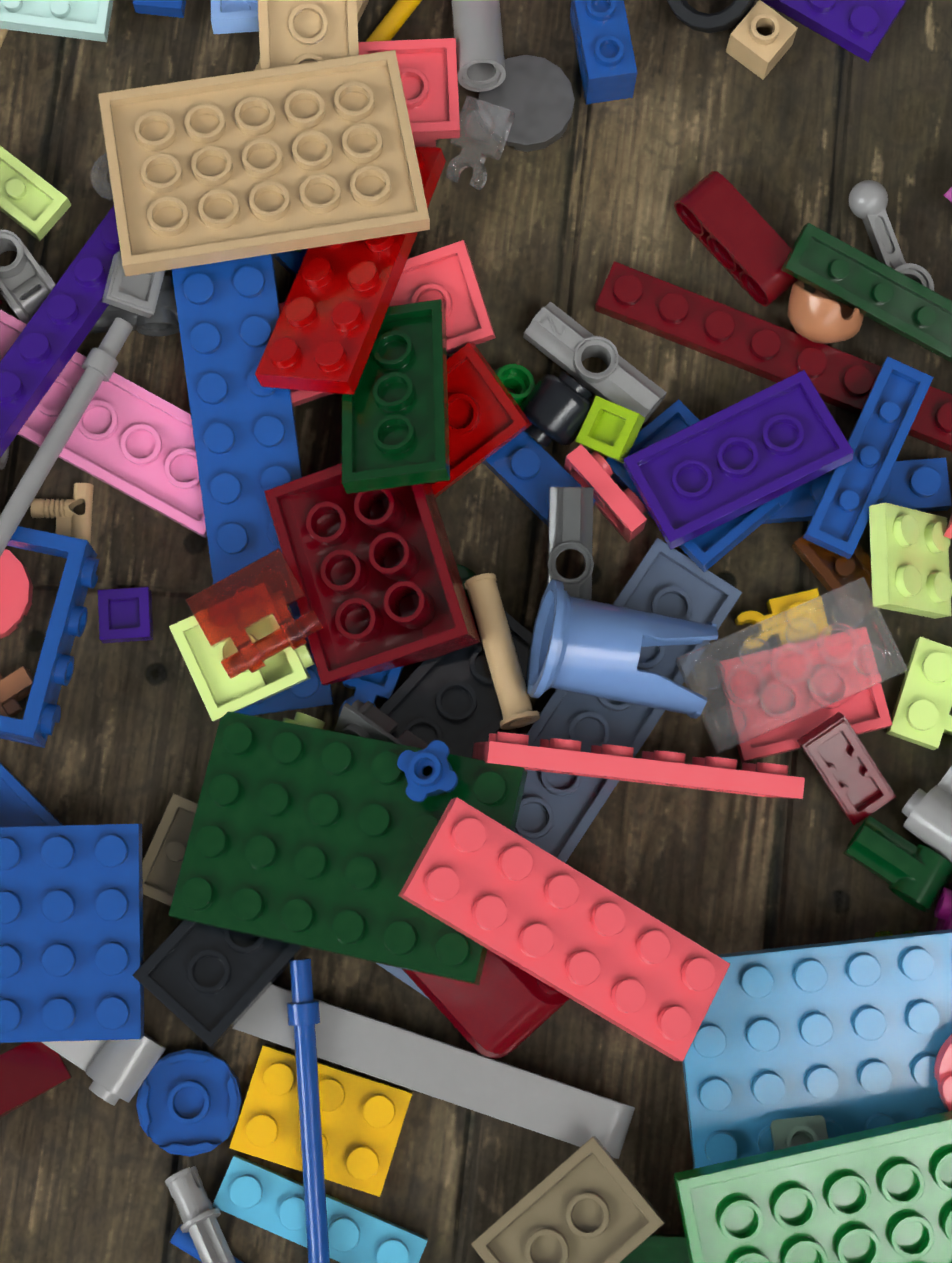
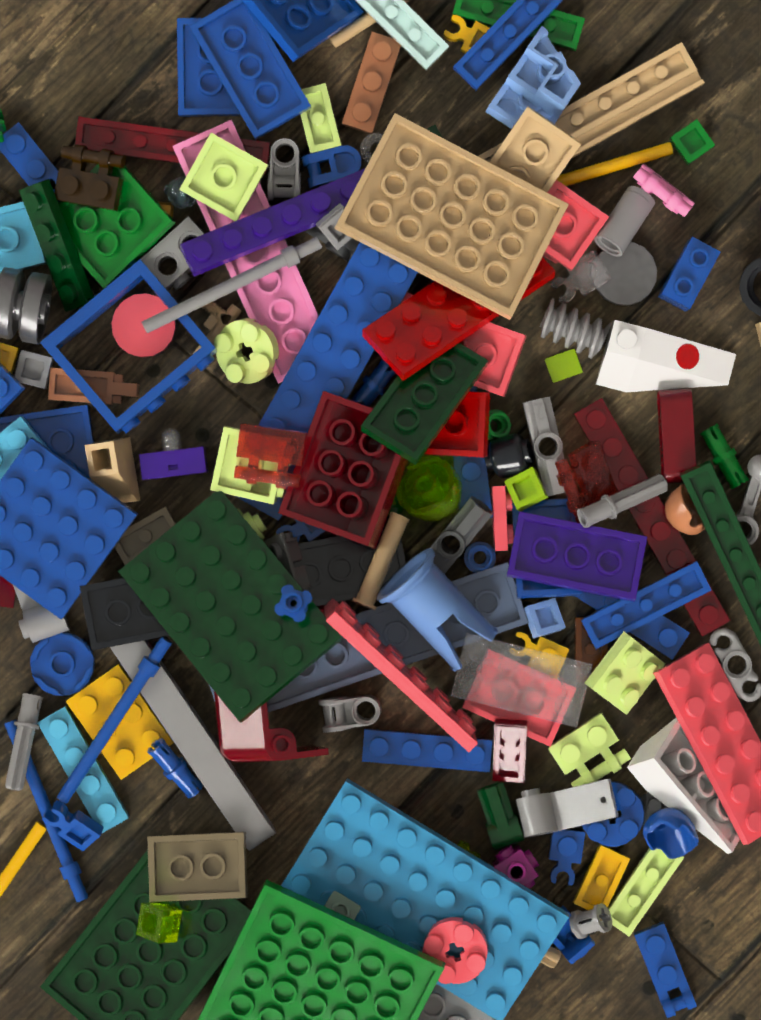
camera: 35 degrees right, 10 degrees up
(52, 107) = (371, 83): none -> nougat plate
(67, 791) = (113, 468): none -> tan slope
(77, 216) = (342, 161): none -> blue plate
(125, 615) = (208, 394): dark purple plate -> none
(140, 728) = (173, 459): none -> dark purple piece
(159, 517) = (230, 356): none -> yellowish green plate
(325, 435) = (374, 384): none -> blue pin
(438, 1124) = (175, 768): none -> blue pin
(492, 517) = (430, 489): none -> clear neon green cylinder
(516, 203) = (573, 328): none -> light grey piece
(538, 262) = (563, 365): none -> lime sticker
(565, 929) = (302, 728): coral plate -> none
(604, 872) = (347, 712): none -> light grey piece
(616, 546) = (475, 547): none -> blue plate
(638, 170) = (653, 360): none -> white wedge
(676, 365) = (590, 472): none -> clear red plate
(731, 366) = (612, 505): none -> light grey axle
(740, 853) = (424, 750): none -> blue plate
(757, 572) = (544, 618): none -> light blue plate
(796, 213) = (724, 456): none -> green pin

